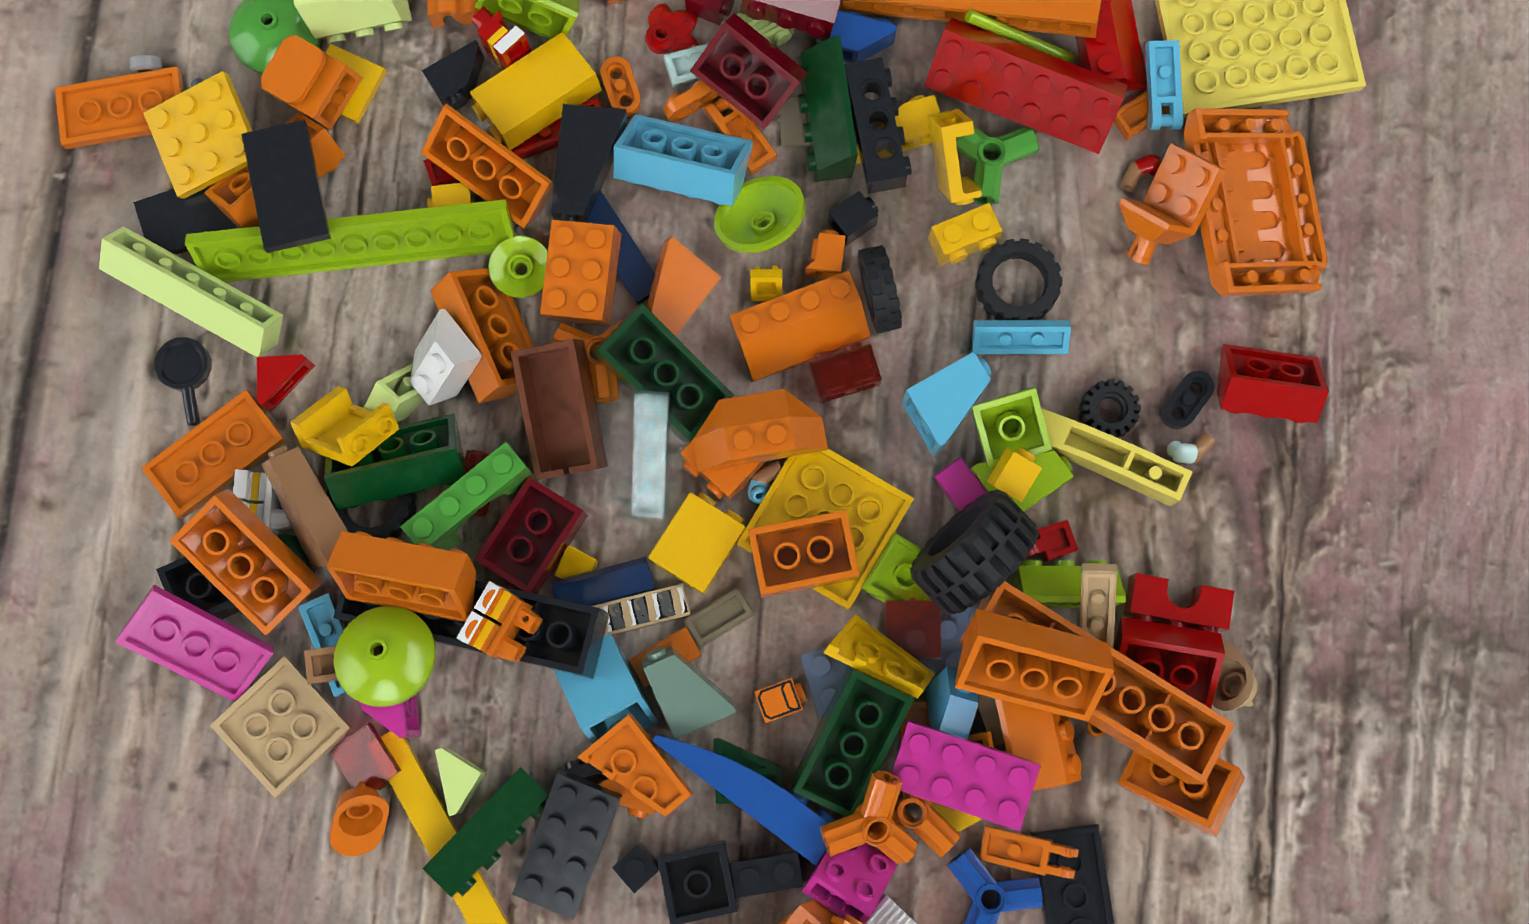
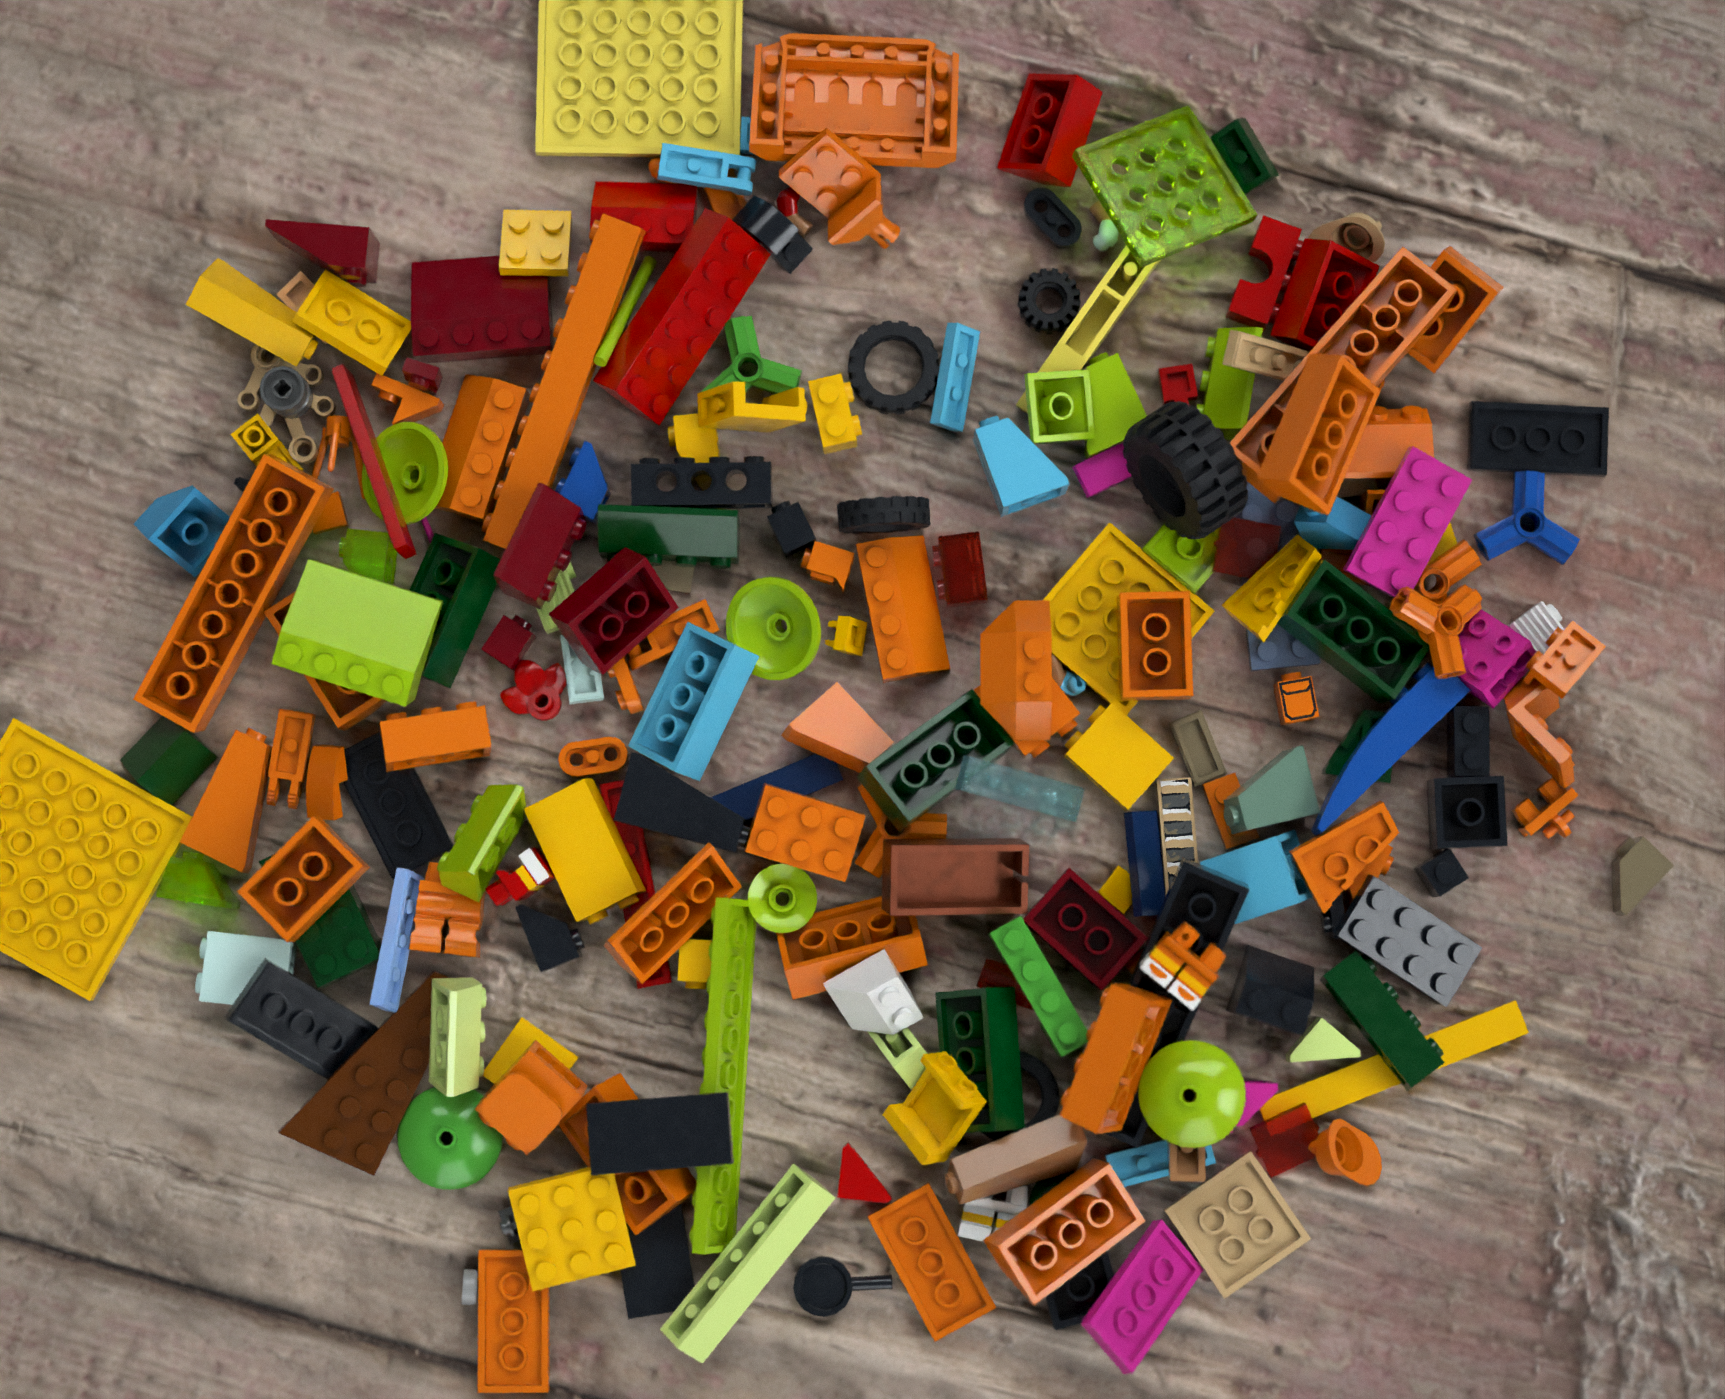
camera: 80 degrees left, 5 degrees up
(498, 722) = (1273, 991): none -> black slope
(1015, 473) = (1109, 412): yellow brick -> none
(1024, 852) = (1489, 479): orange hinge -> none
(1117, 155) = (773, 233): none -> black brick
(1222, 488) = (1169, 166): none -> clear neon green piece
(1287, 568) = (1244, 155): none -> dark green slope

